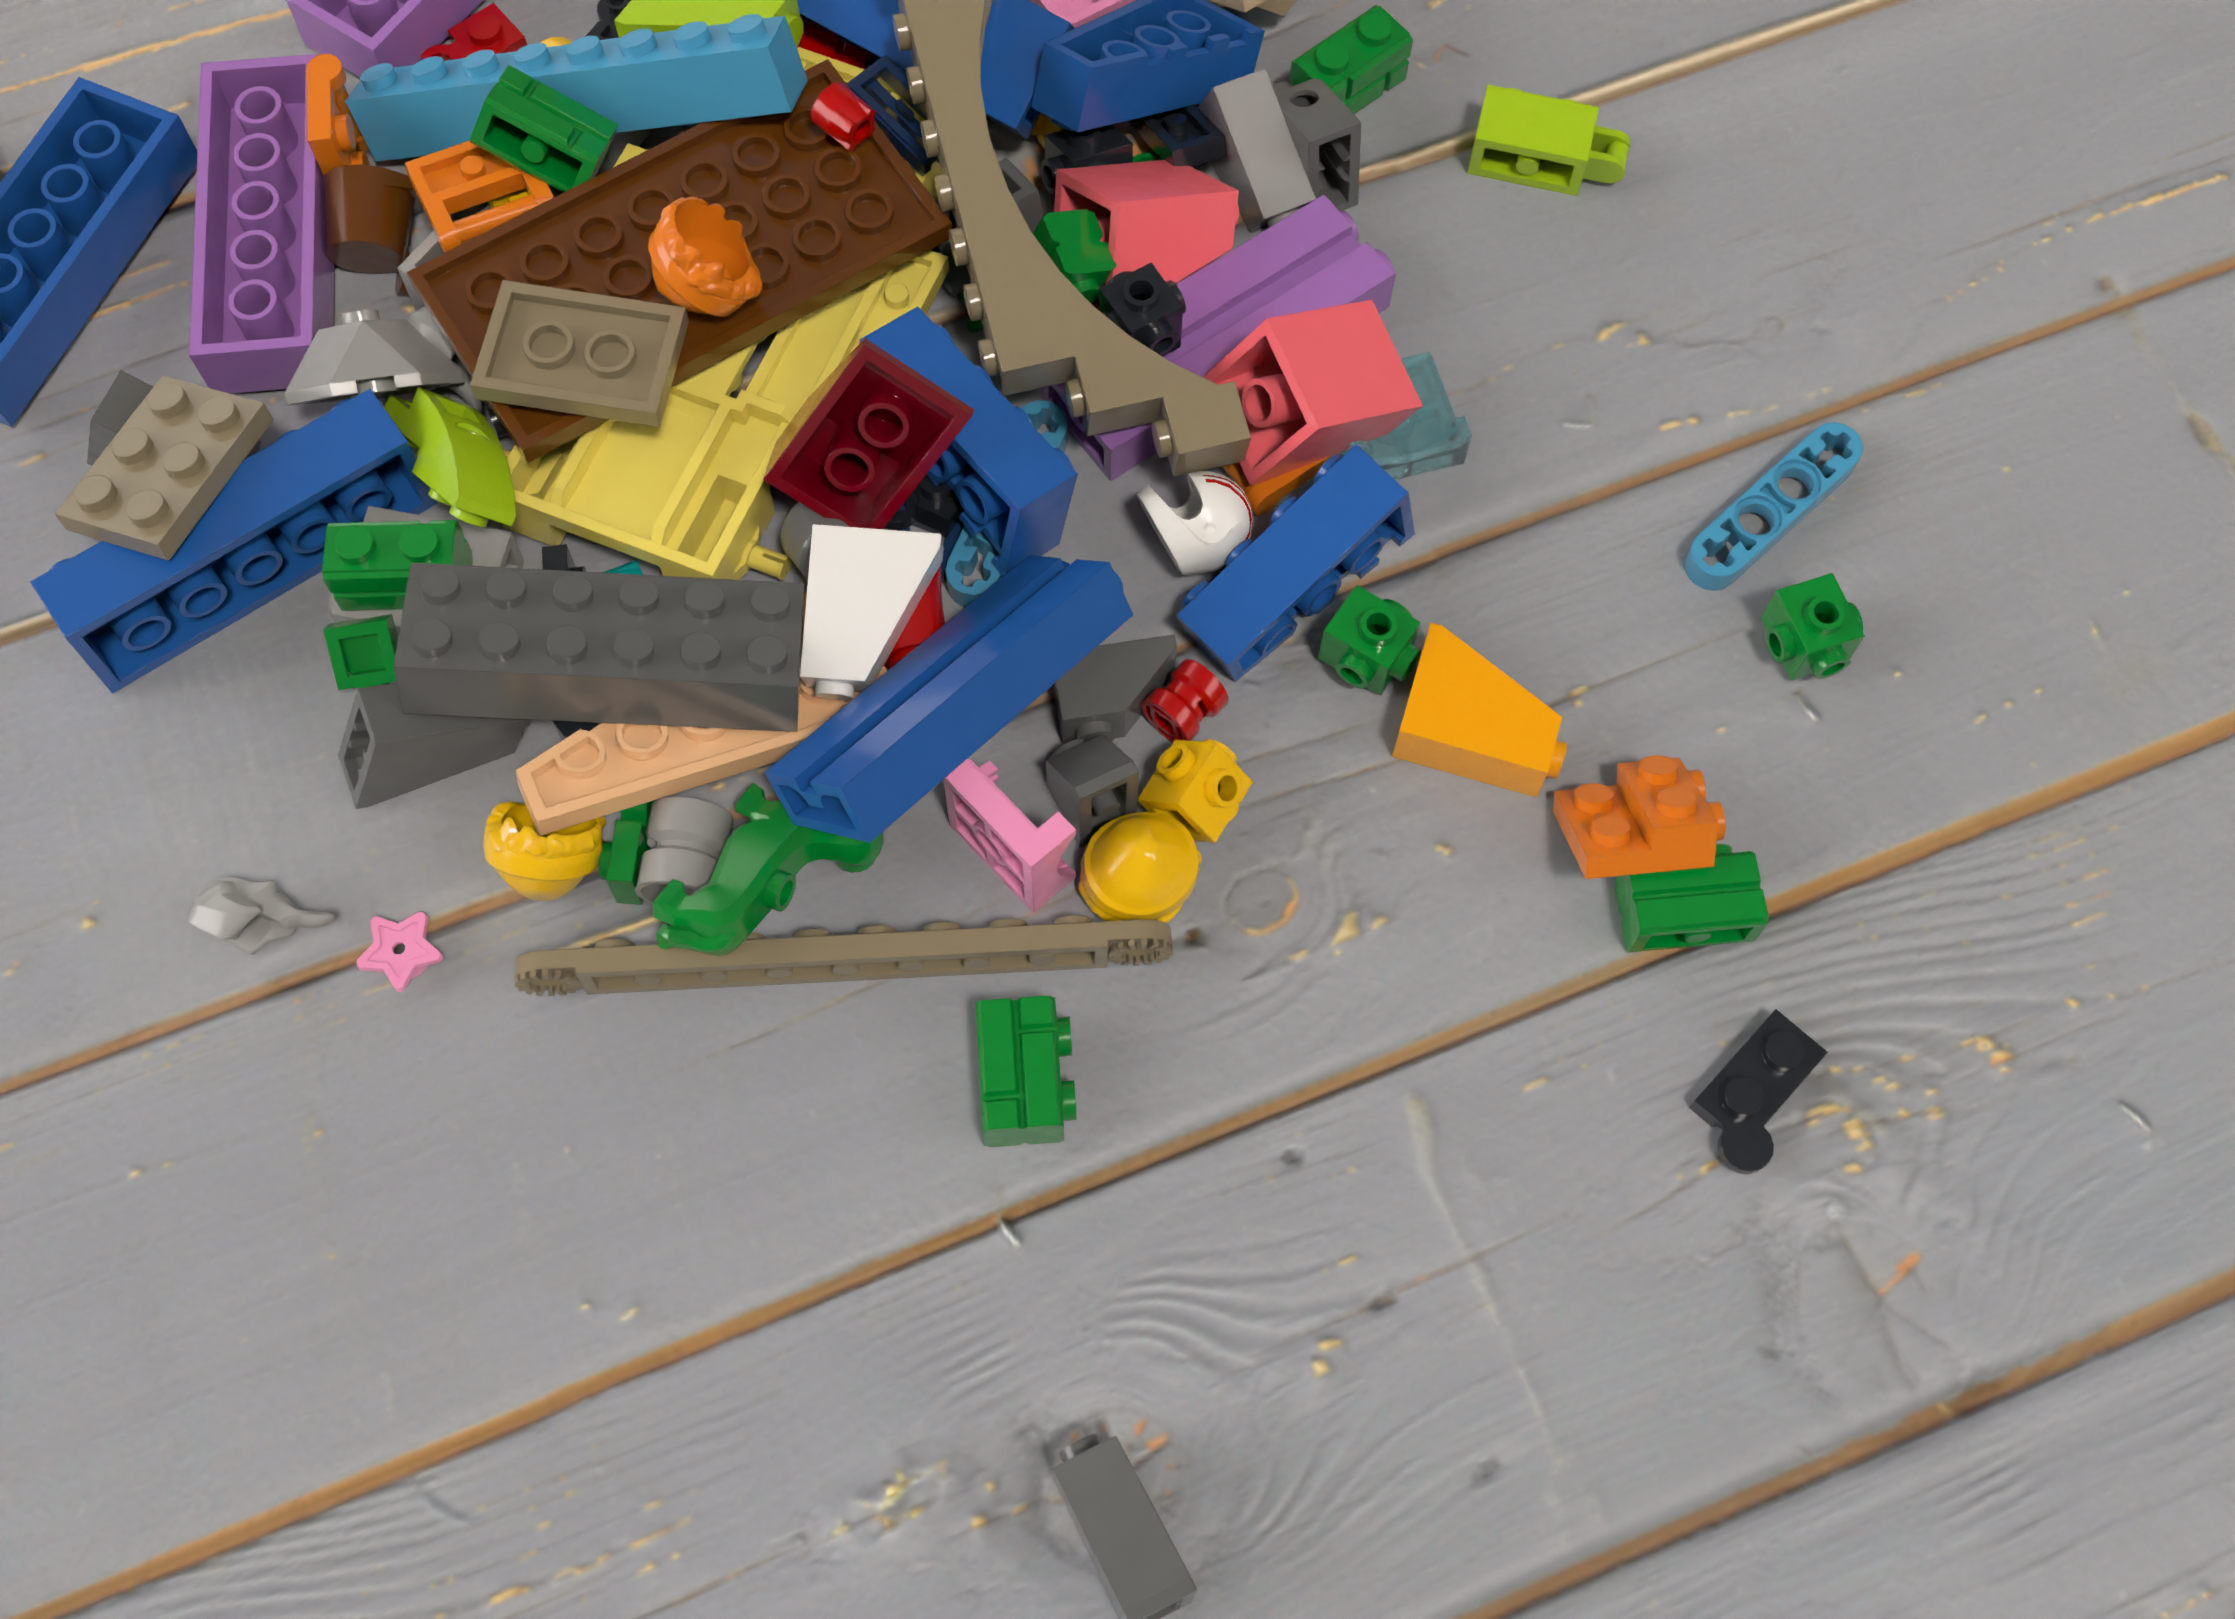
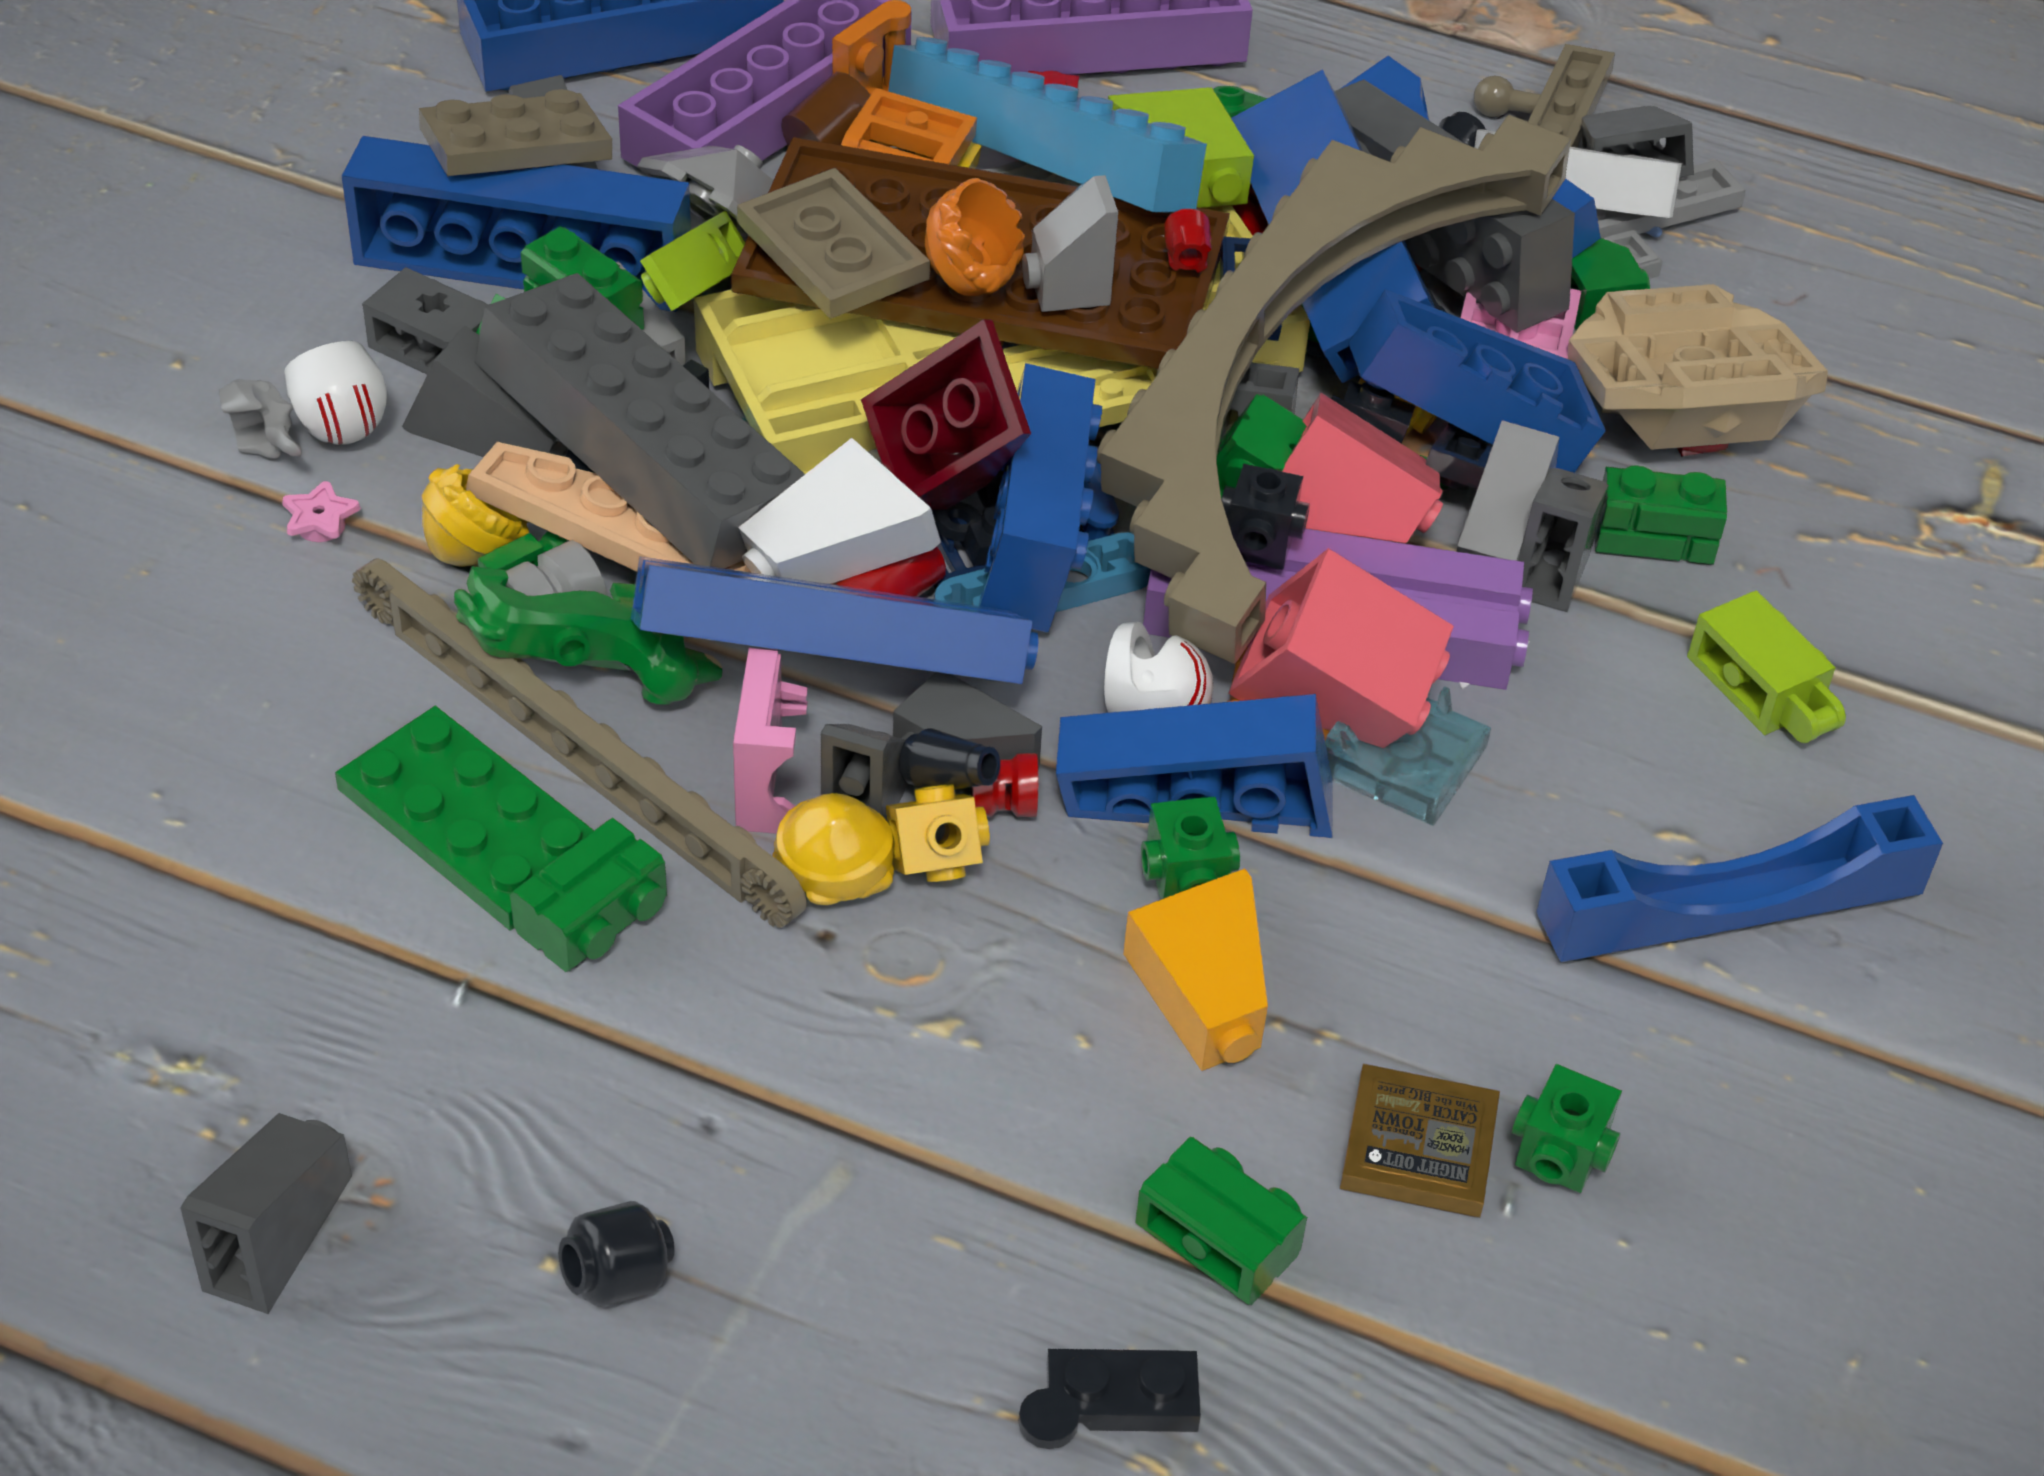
camera: 45 degrees right, 20 degrees down
(273, 699) = (417, 318): none -> dark grey brick
(292, 835) = (337, 392): none -> white helmet
(542, 131) = (980, 119): green brick -> none
(786, 194) = (1074, 250): none -> light grey slope
(844, 1089) = (461, 809): none -> green plate
(1157, 727) = (946, 759): none -> black cone
(1375, 1321) = (615, 1254): none -> black head
(1643, 823) = (1246, 1132): orange plate -> none
(1708, 338) = (1622, 903): none -> blue arch
(1723, 717) = (1421, 1140): none -> pearl gold tile
(1776, 507) = (1659, 1052): dark azure beam -> none

